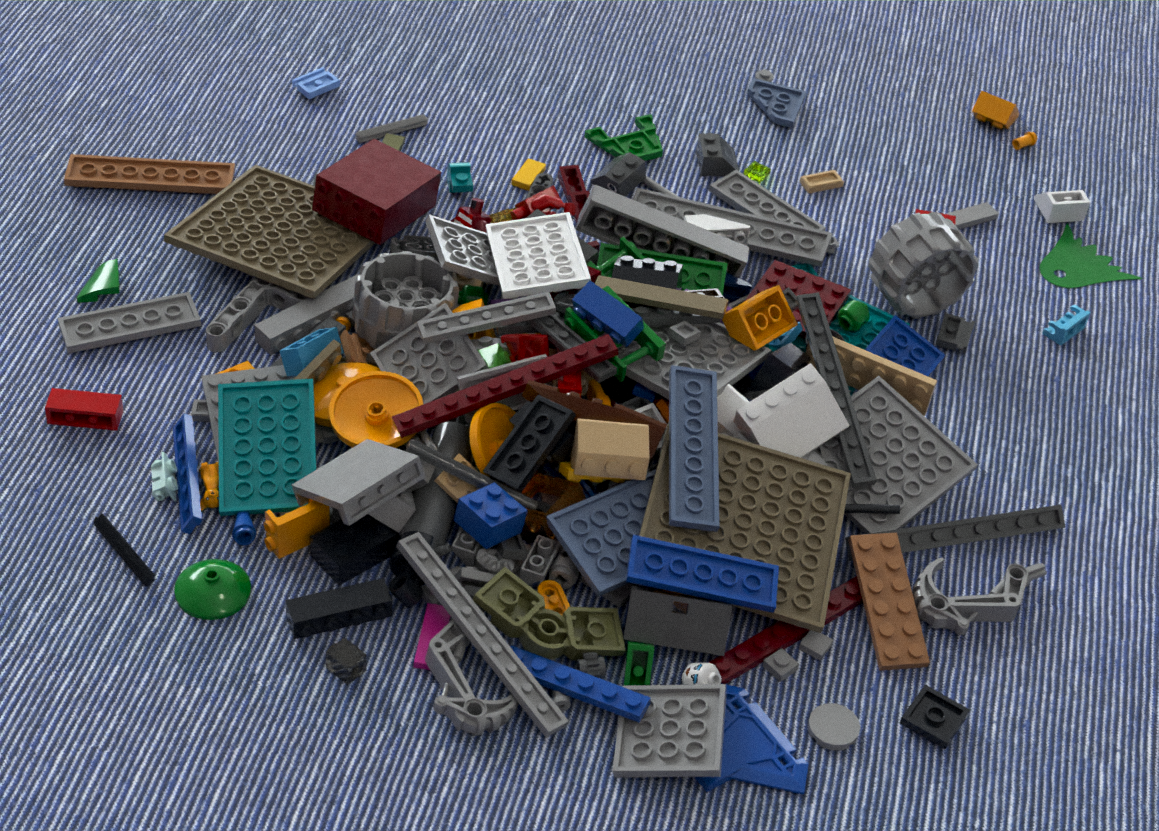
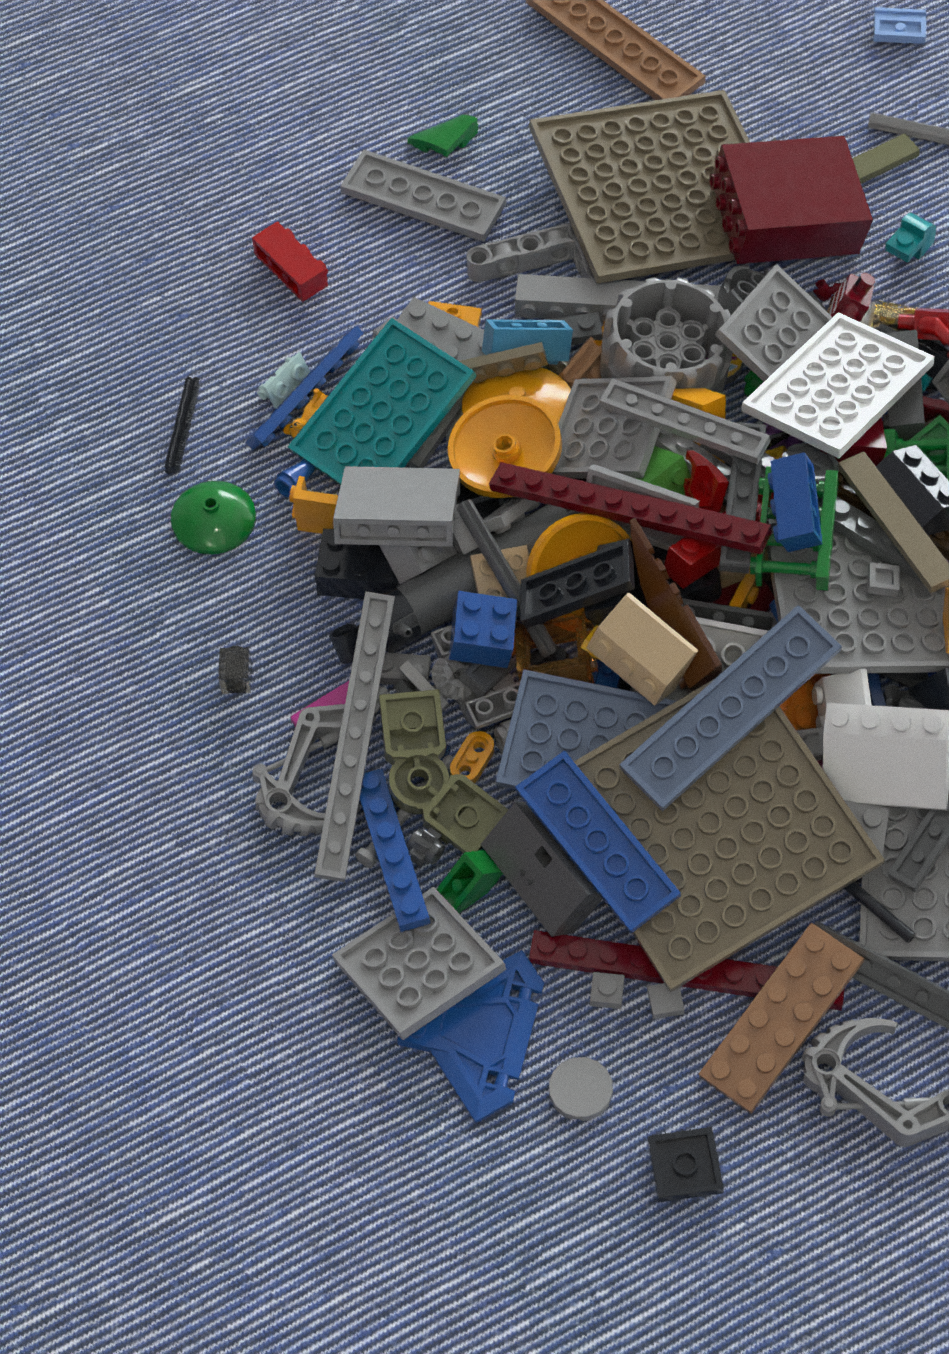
camera: 55 degrees right, 15 degrees up
(338, 608) = (282, 616): black brick -> none
(701, 673) = (507, 939): white head -> none

